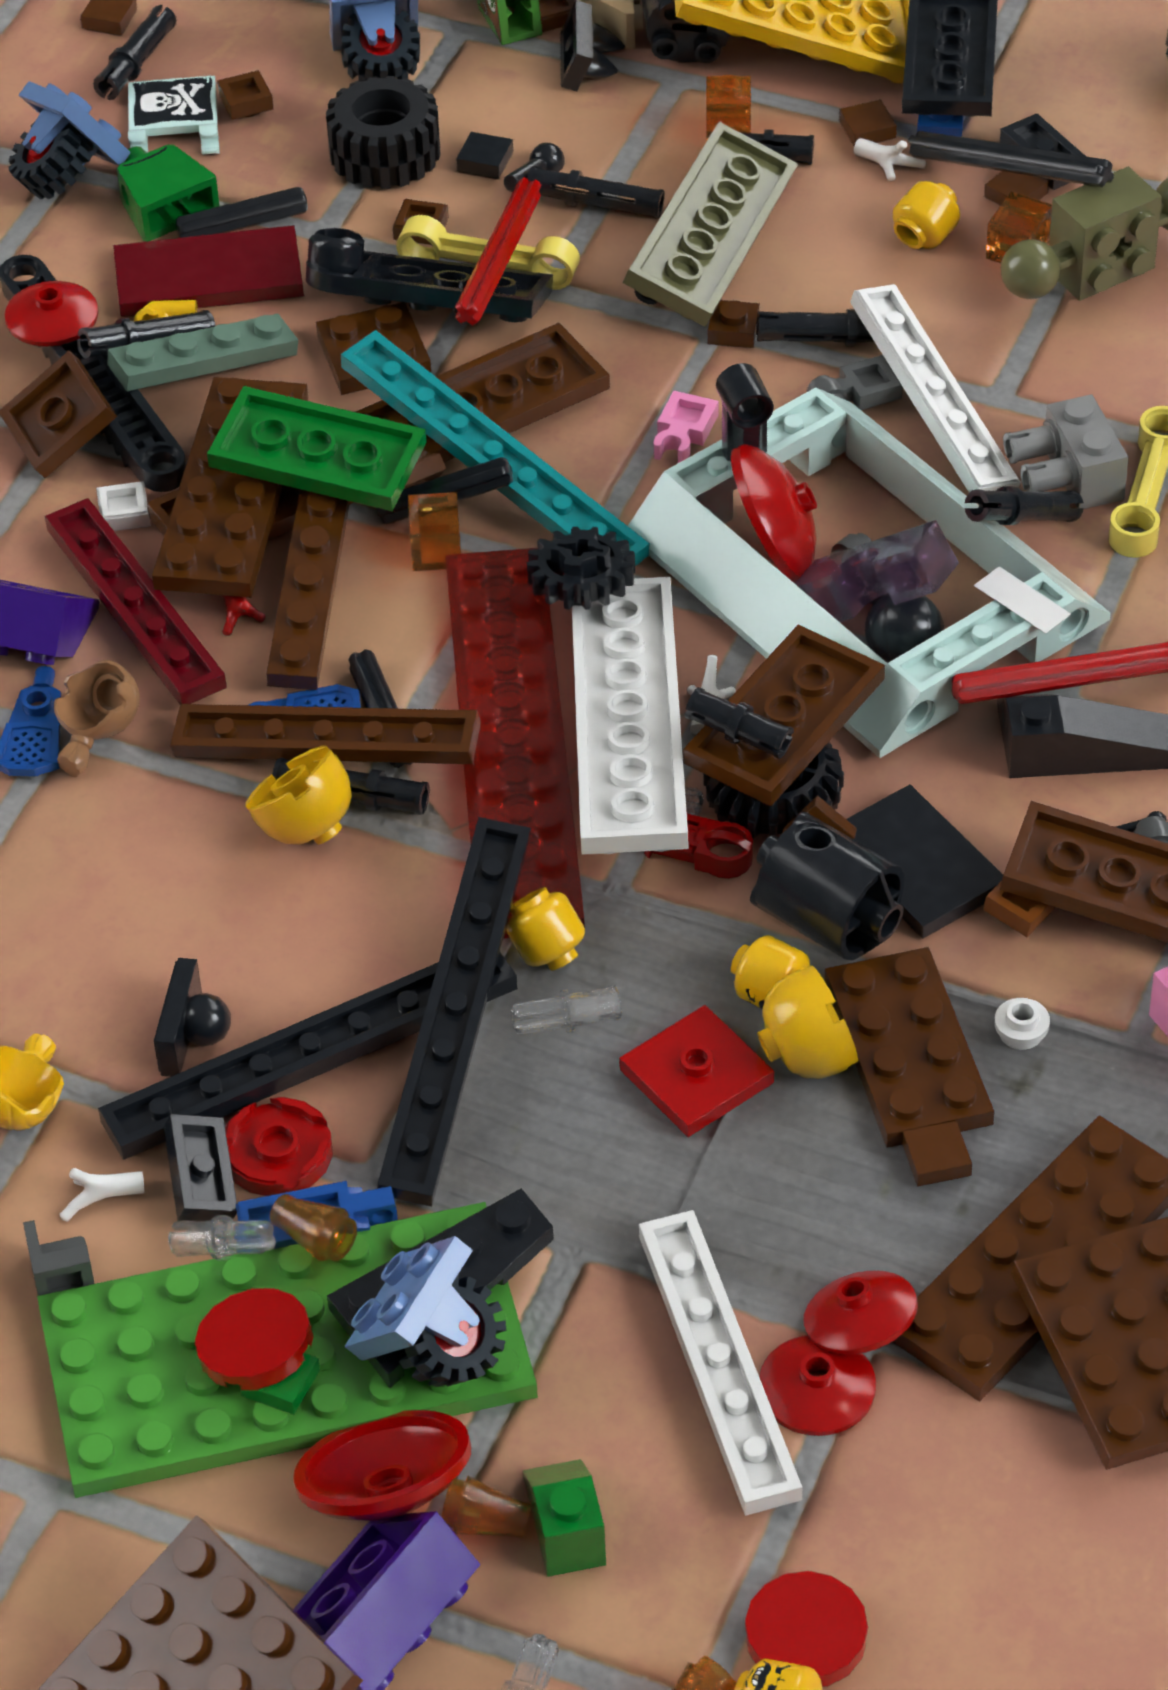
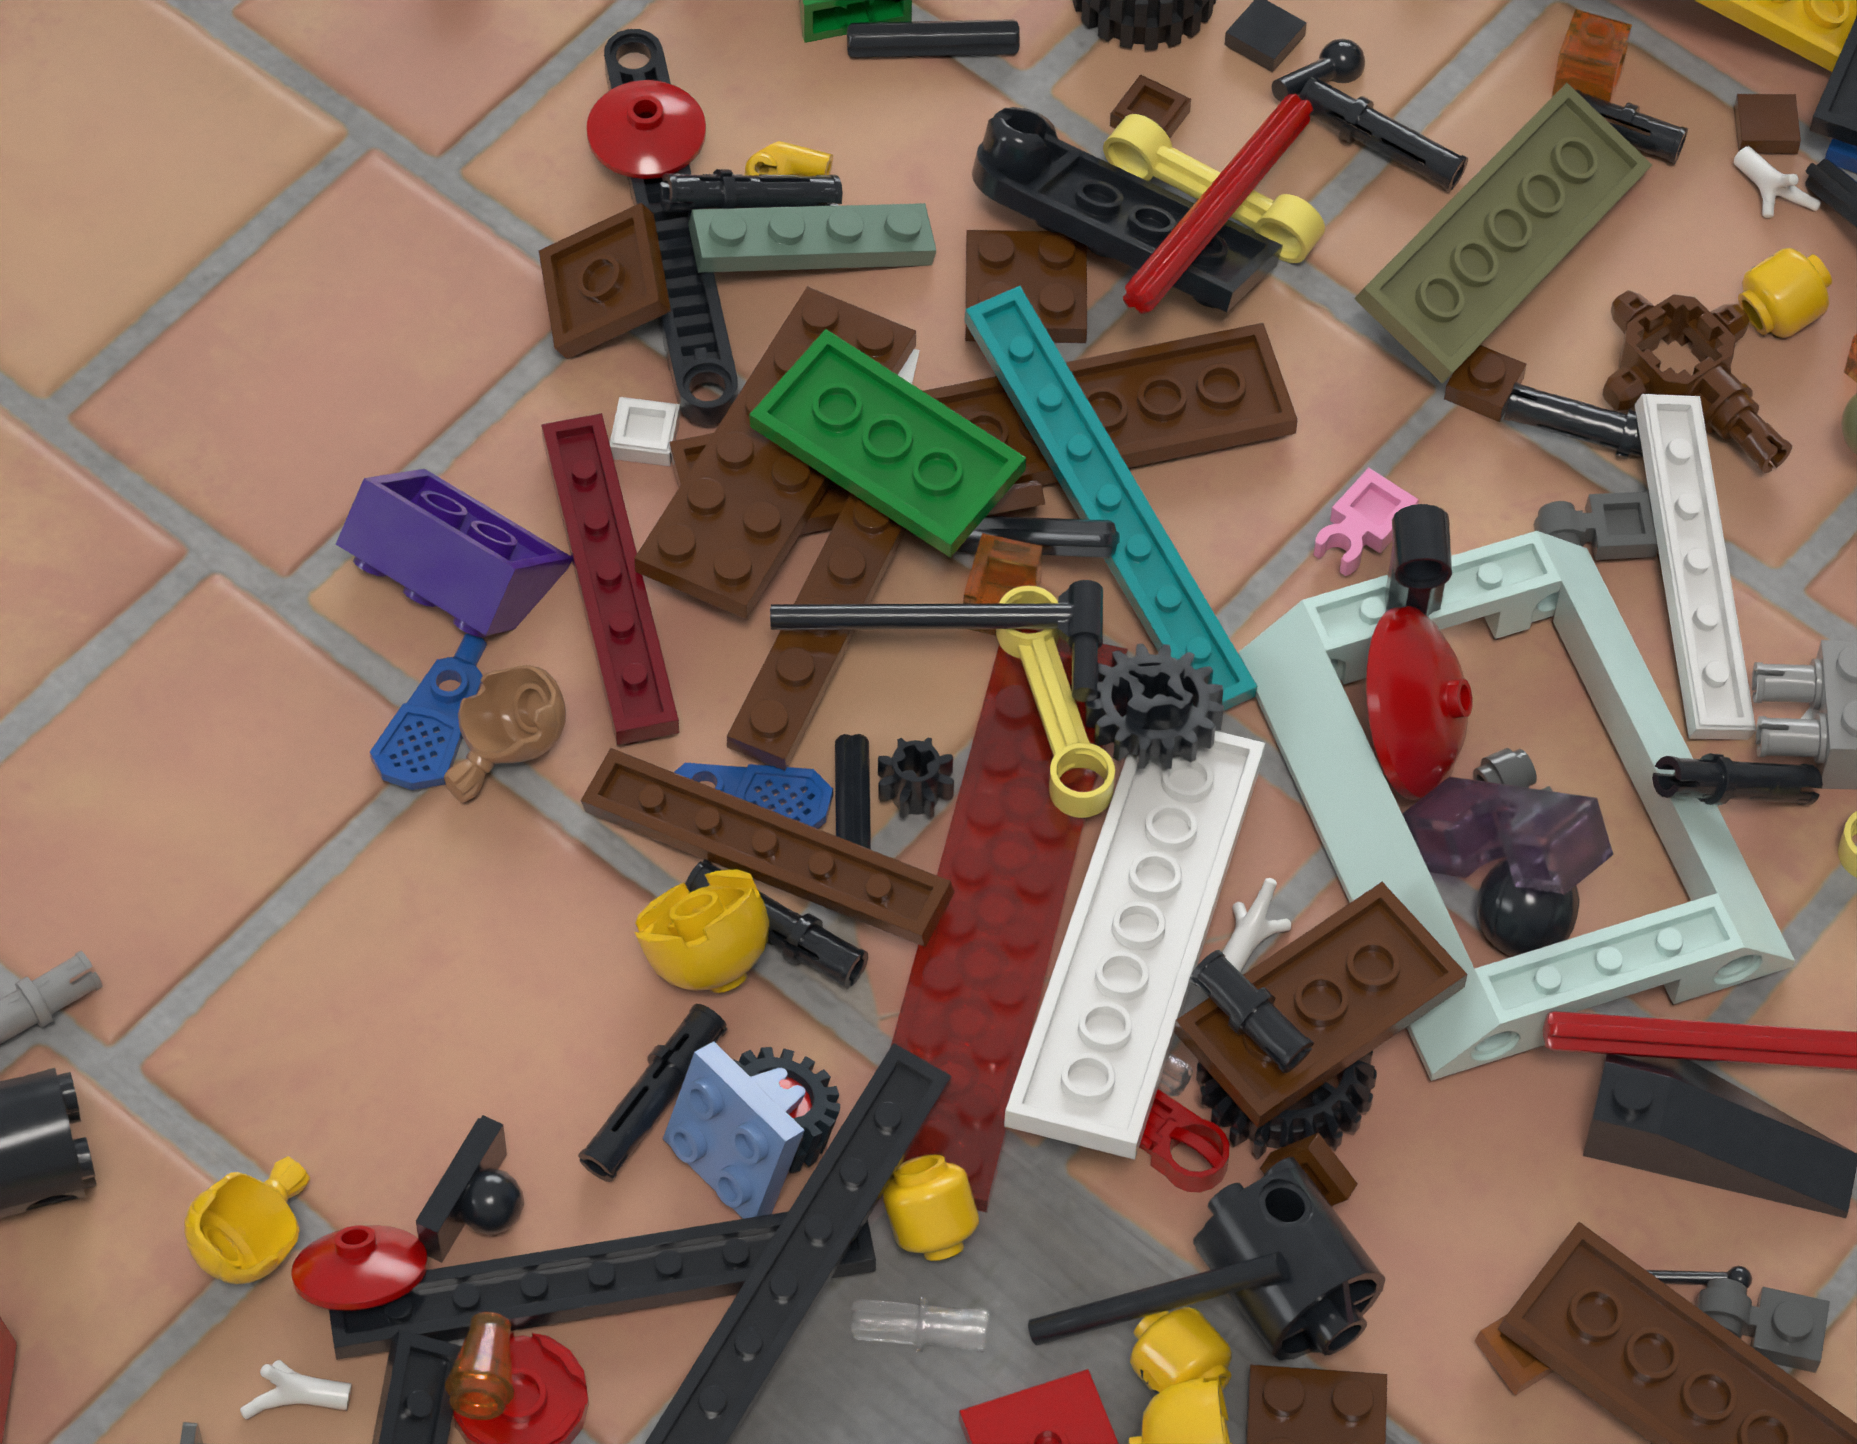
camera: 15 degrees right, 10 degrees up
(118, 1087) = (359, 1267): none -> red dish
(209, 269) = (865, 110): dark red tile -> none
(236, 608) = (731, 626): red bar -> none
(245, 1128) = (482, 1372): none -> clear orange cone
(307, 900) = (651, 1093): none -> black pin
(383, 912) = (751, 1123): none -> medium blue plate
(419, 665) = (915, 777): none -> black gear
(501, 521) = (1075, 616): none -> black bar
(506, 586) = (1058, 711): none -> light yellow piece
(742, 934) = (1158, 1298): none -> black bar
(889, 261) = (1724, 399): none -> reddish brown piece
(940, 866) = (1428, 1241): black tile -> none
(1022, 599) = (1676, 928): white sticker -> none

